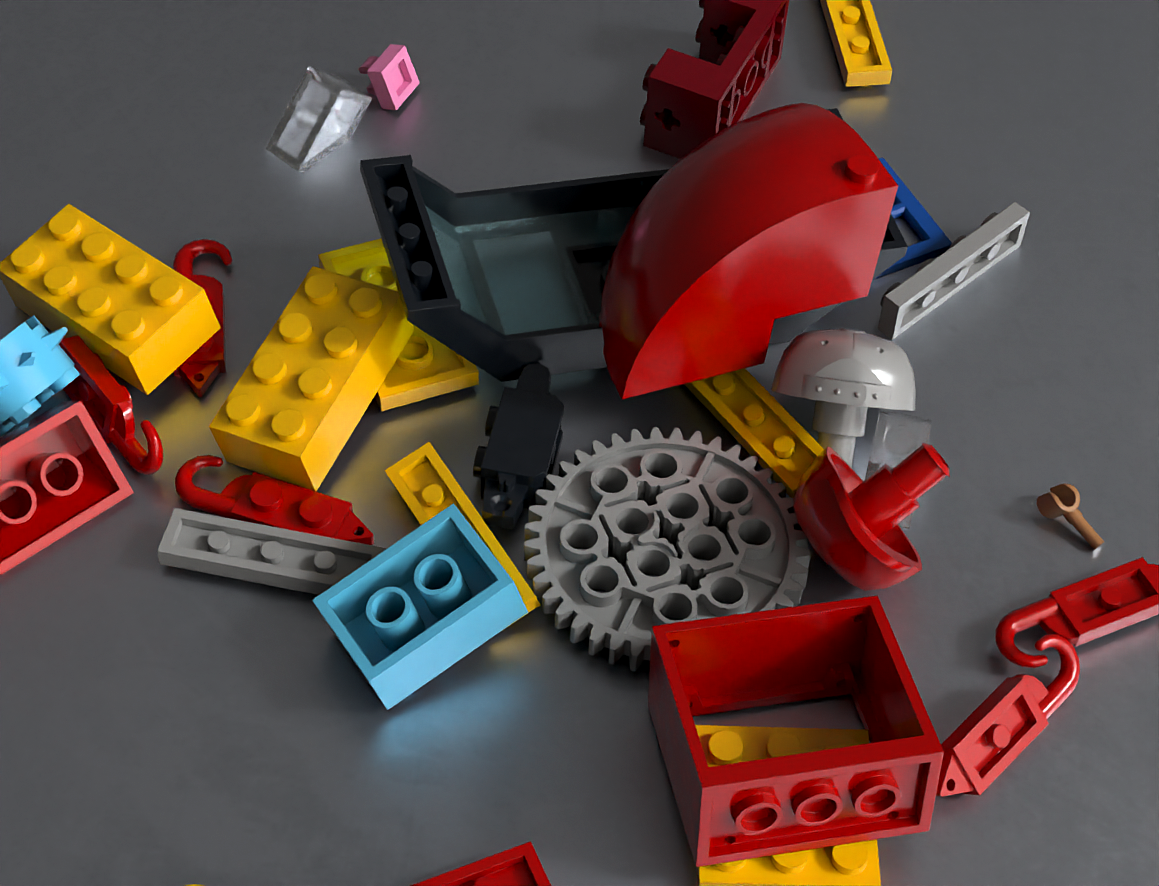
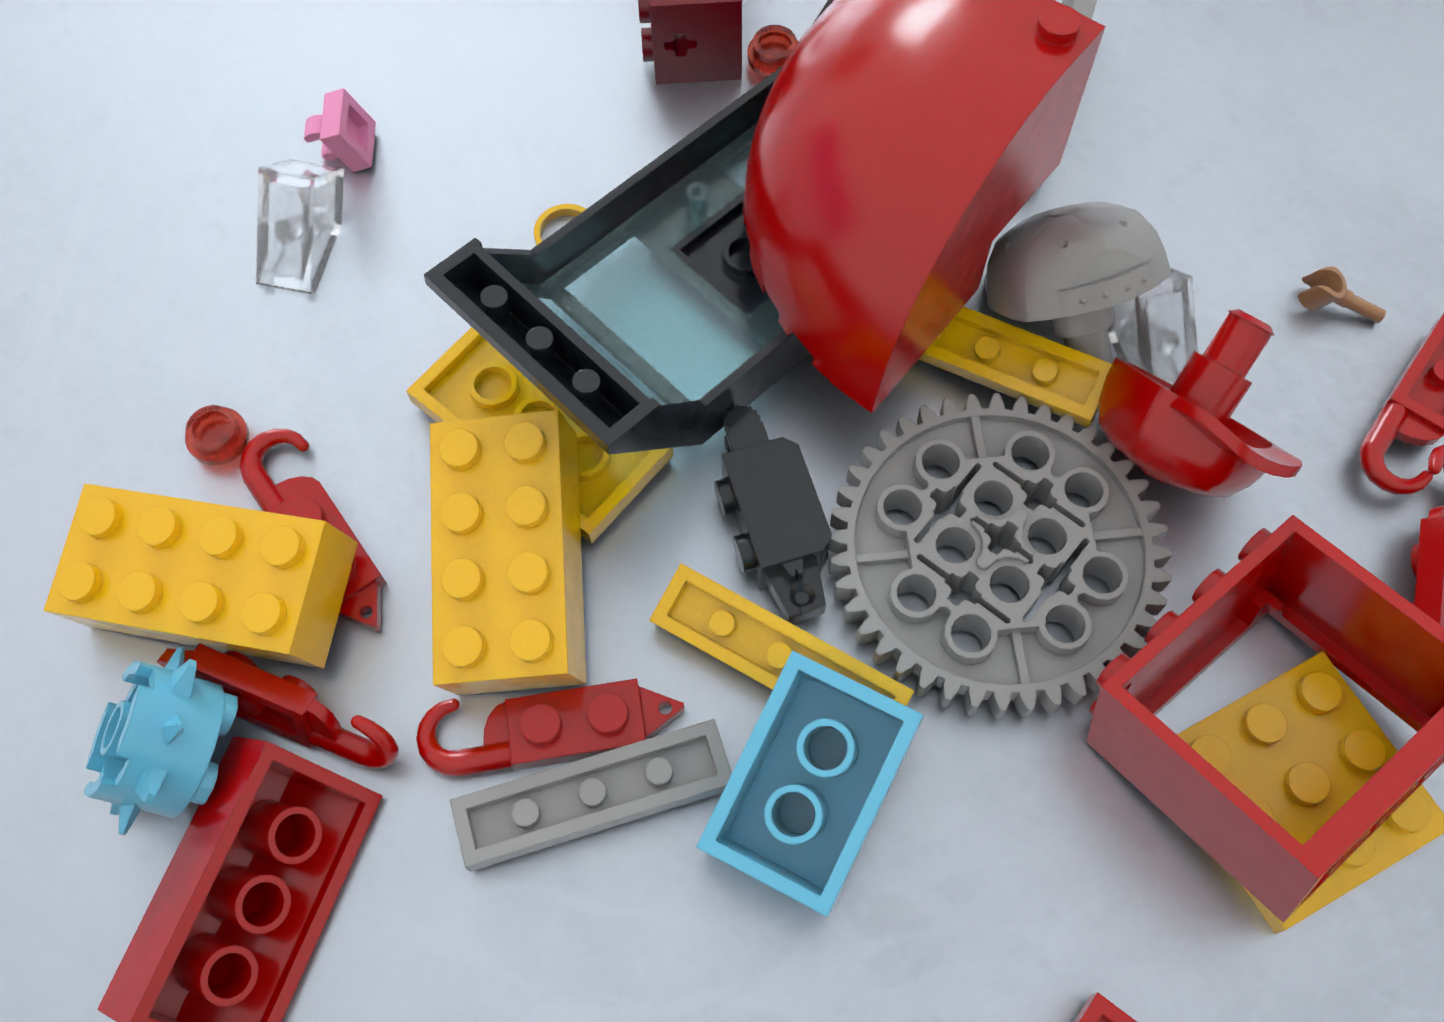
camera: 25 degrees left, 15 degrees up
(174, 226) = (216, 435): none -> clear red plate

